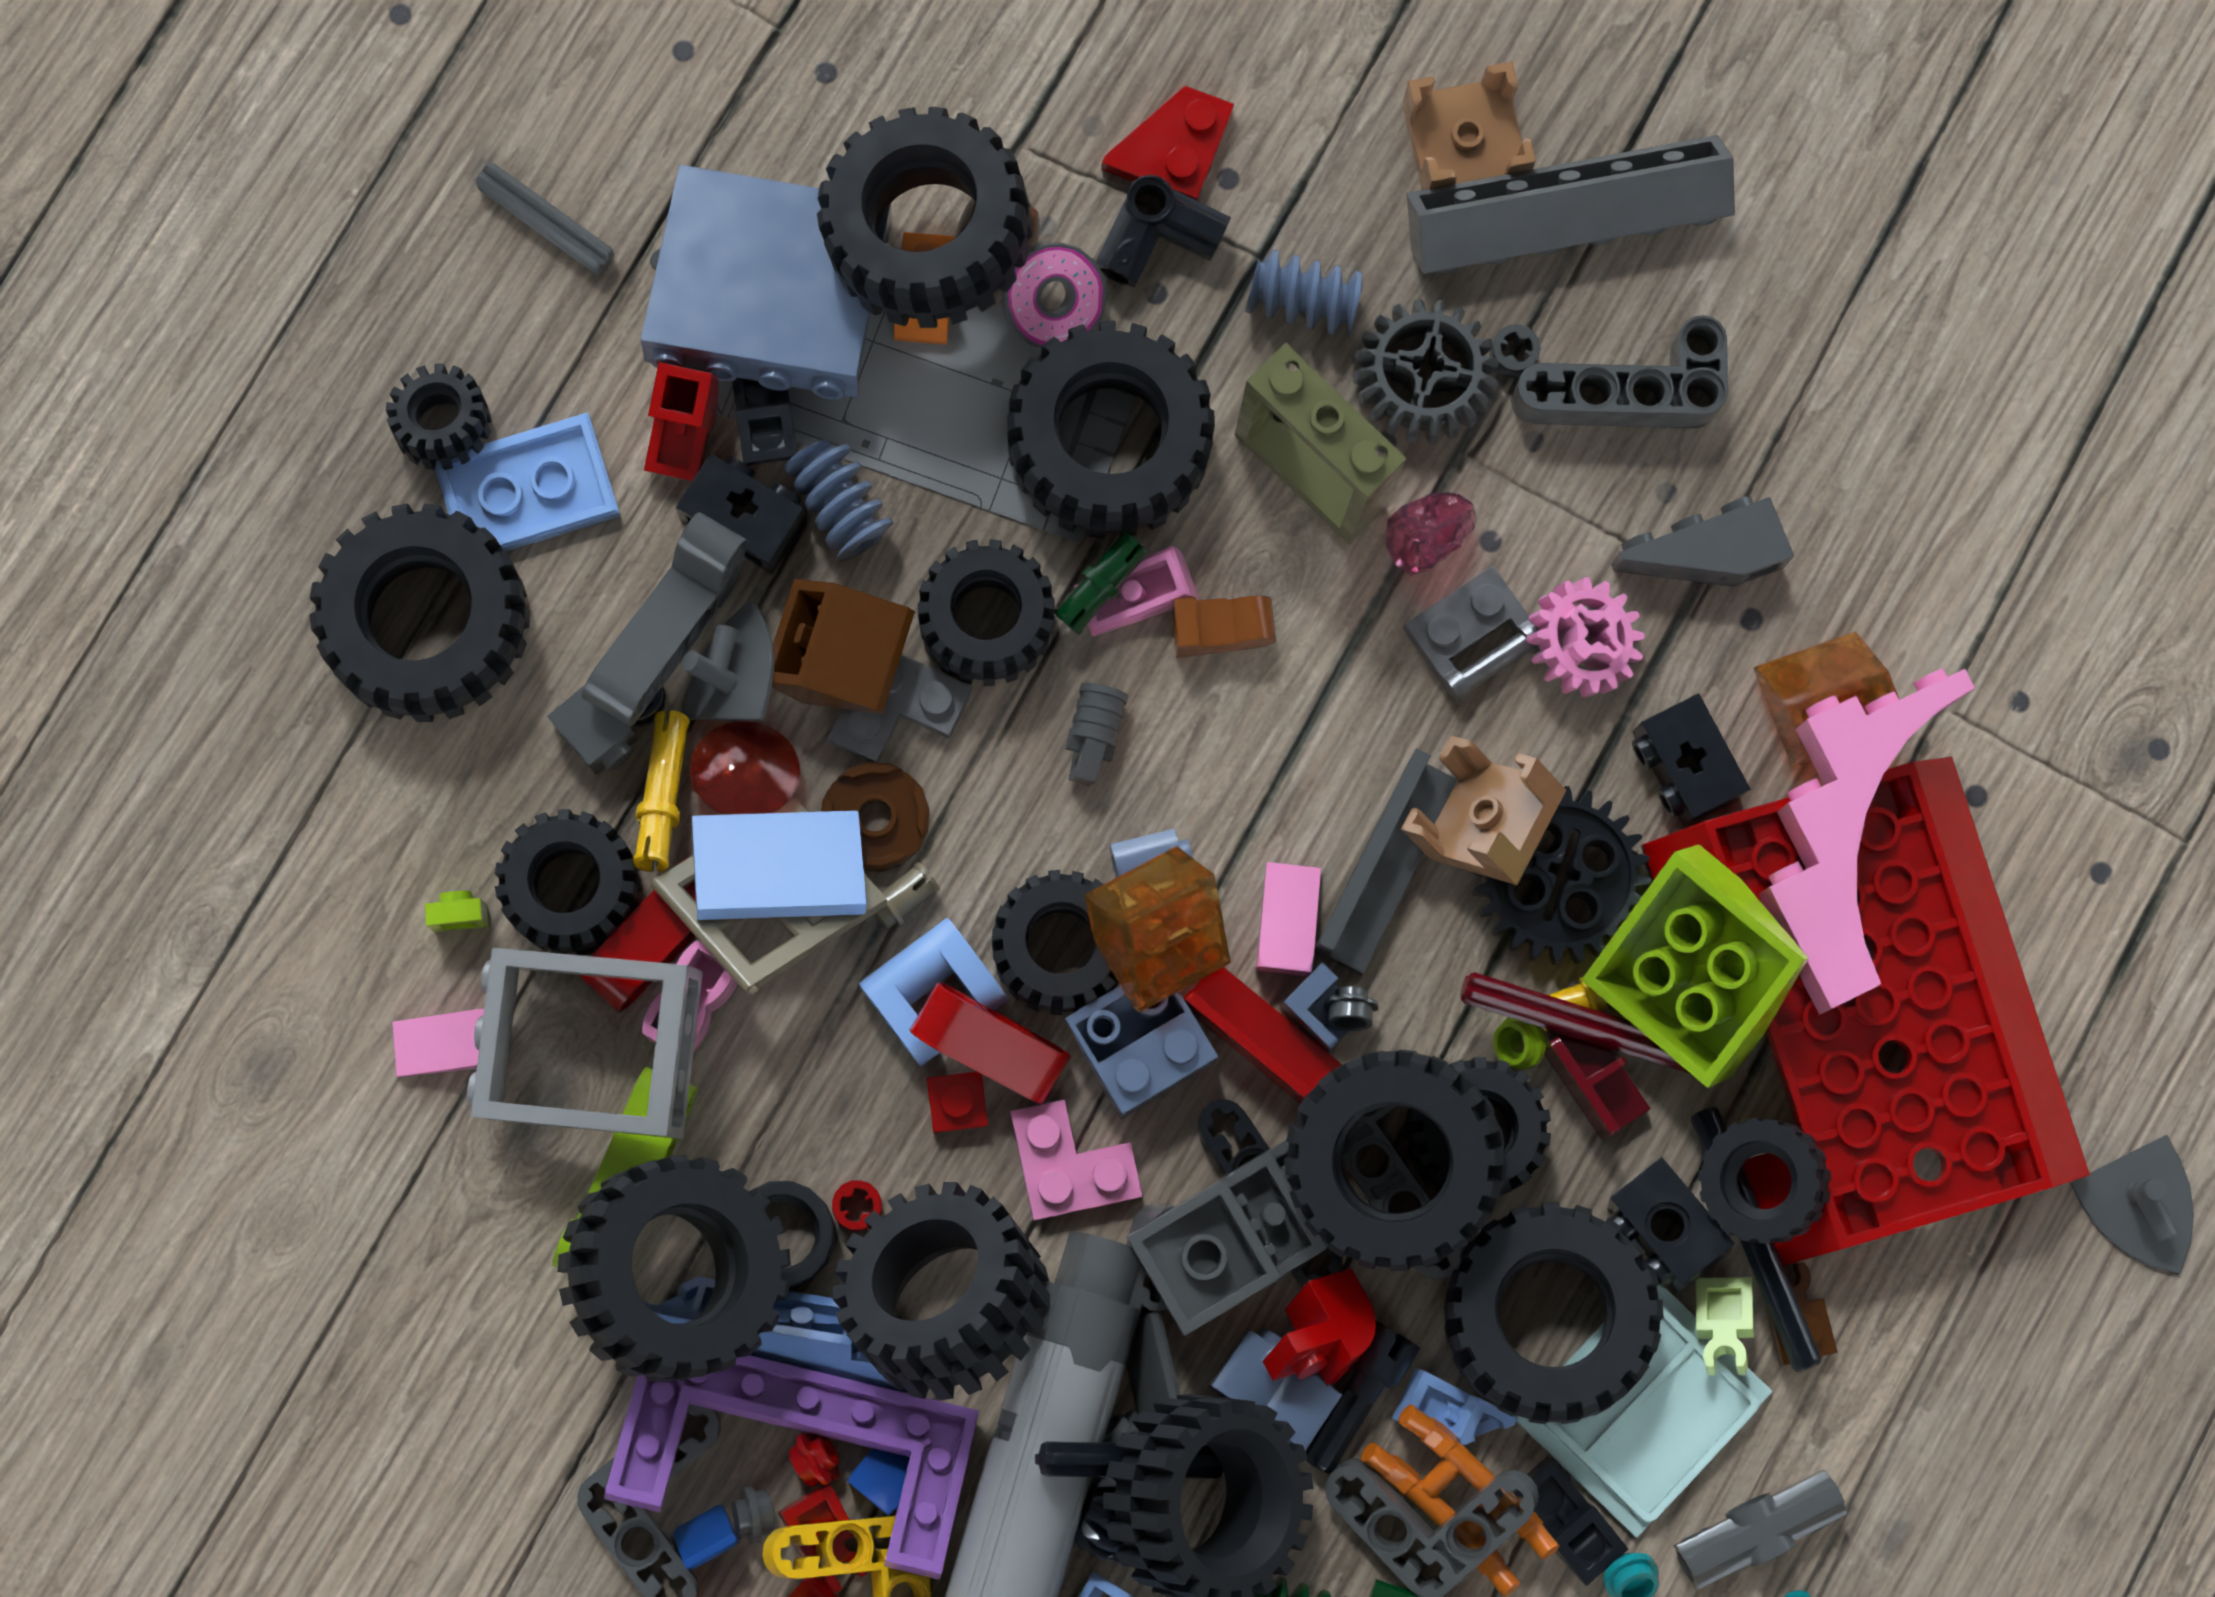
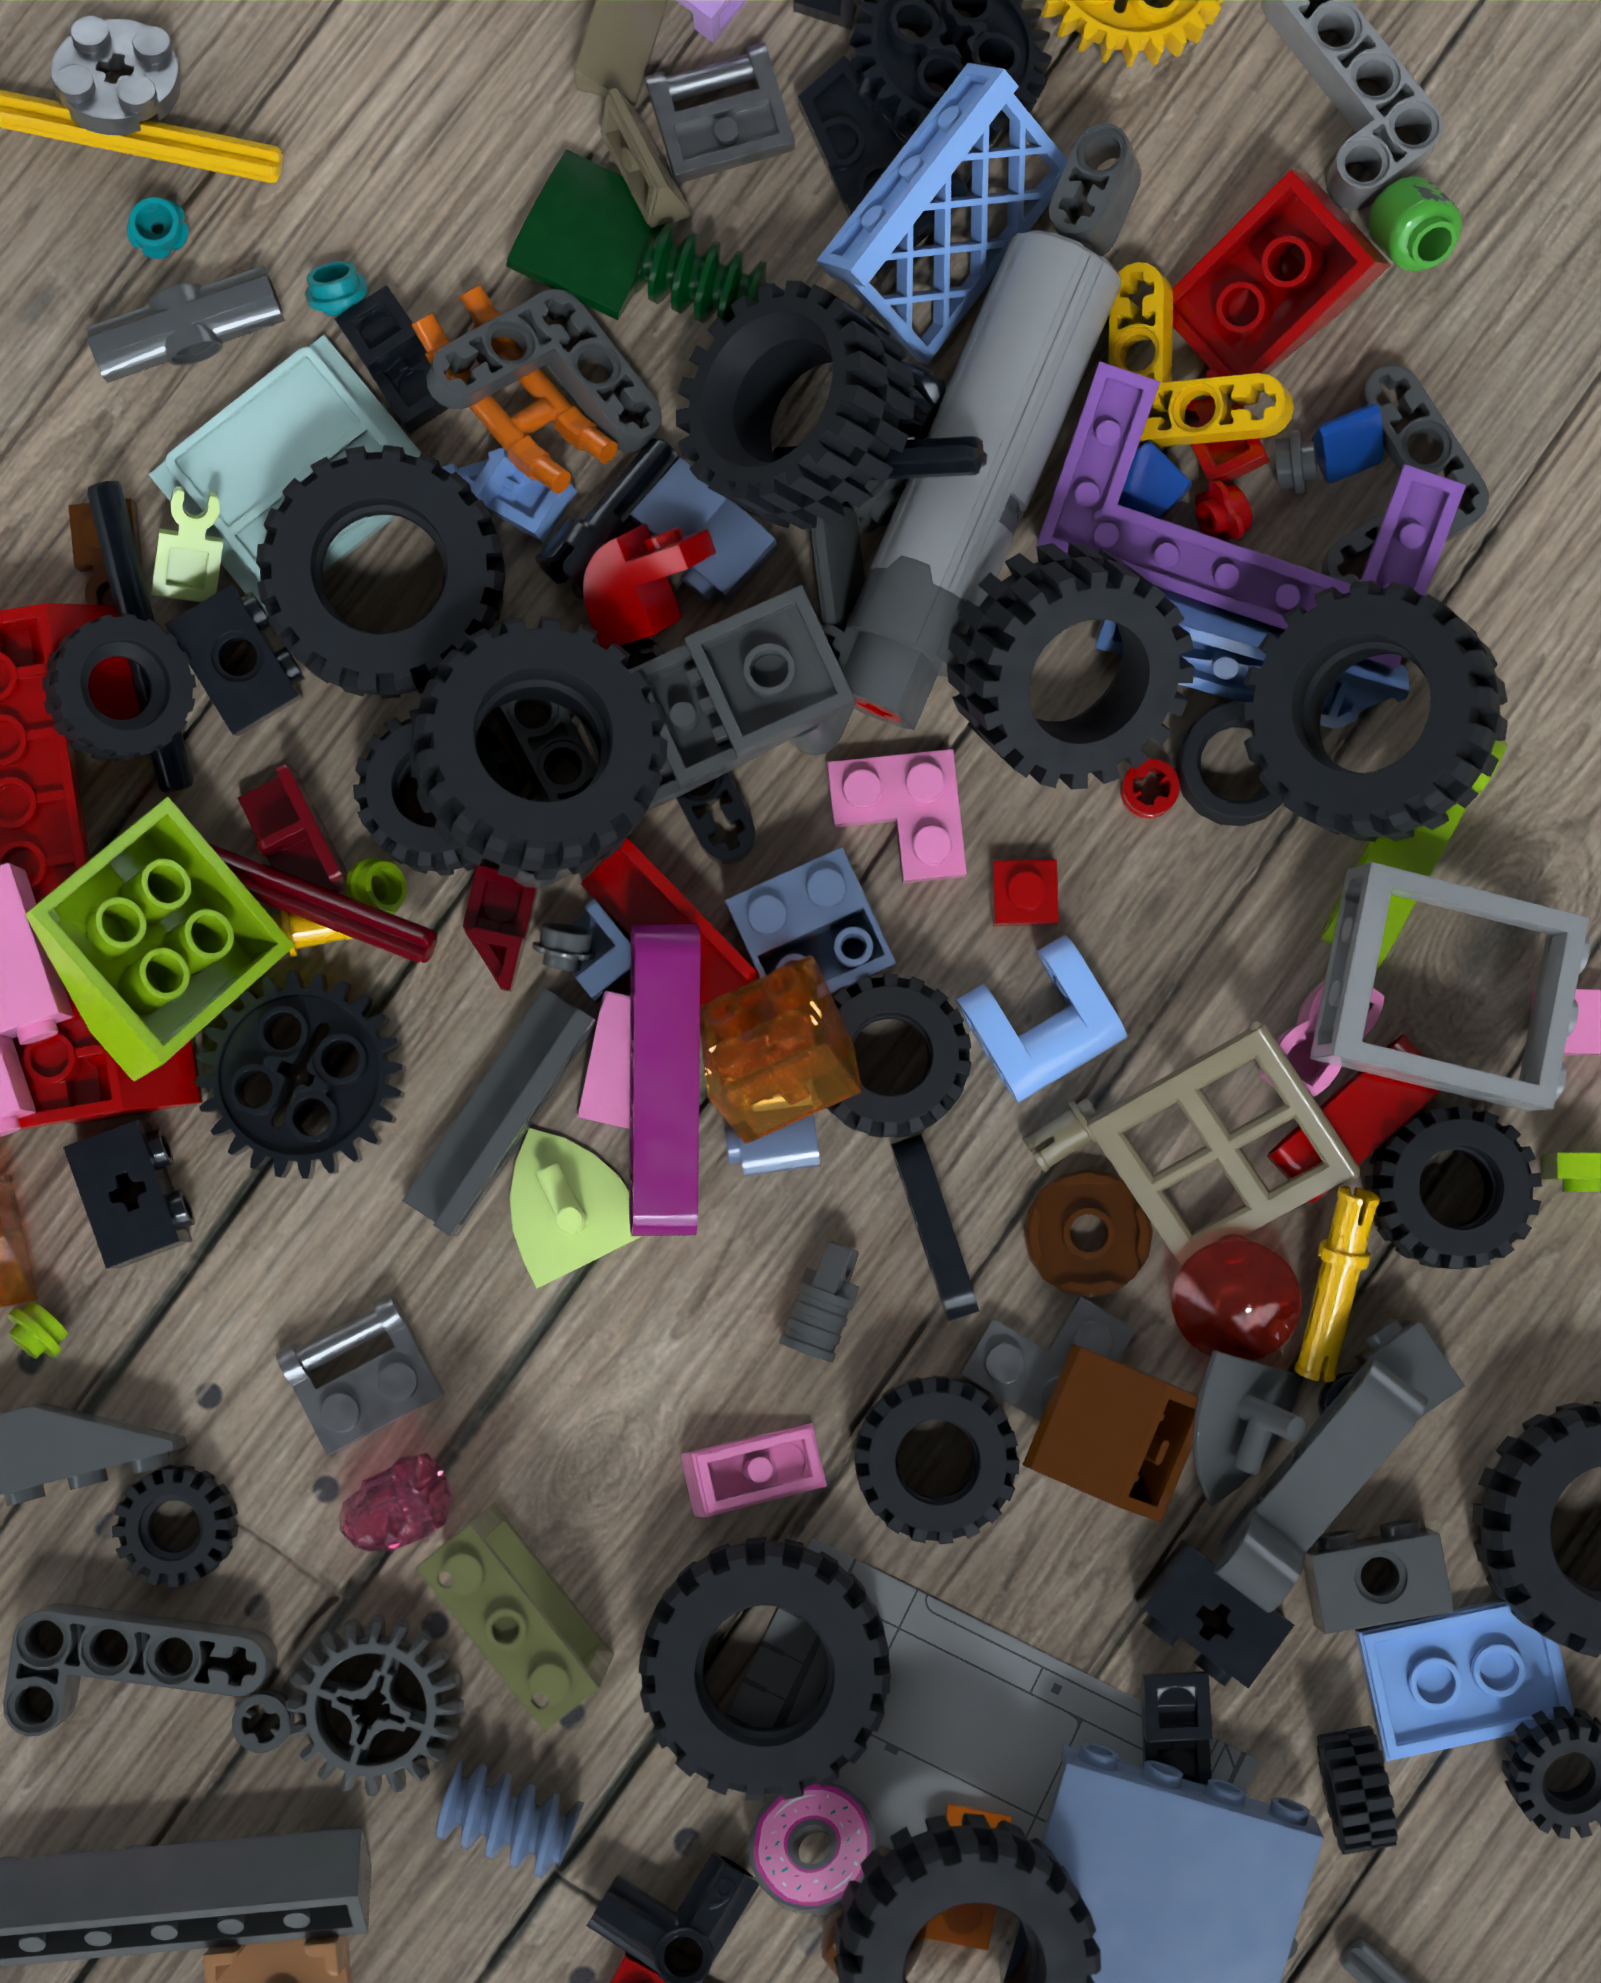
camera: 165 degrees left, 5 degrees up
(578, 545) = (1414, 1589): none -> dark grey brick
(613, 383) = (1357, 1790): none -> black tyre
(683, 414) = (1276, 1742): red brick -> none
(778, 865) = (1210, 1177): light blue tile -> none
(837, 498) = (1097, 1619): sand blue piece -> none
(990, 1043) = (985, 946): red beam -> none
(1006, 804) = (934, 1227): none -> black beam
(1101, 582) = (795, 1480): dark green pin -> none
(1222, 625) = (657, 1417): dark orange leg -> none
(1251, 901) = (664, 1079): none -> magenta beam
(1319, 793) = (565, 1207): none -> yellowish green shield
(1409, 1017) = (499, 922): none -> dark red slope
(1490, 815) = (373, 1148): medium nougat panel -> none
(1564, 642) = (230, 1353): bright pink gear -> none
(1616, 465) = (136, 1531): none -> black tyre
(1749, 640) = (36, 1330): none -> lime plate

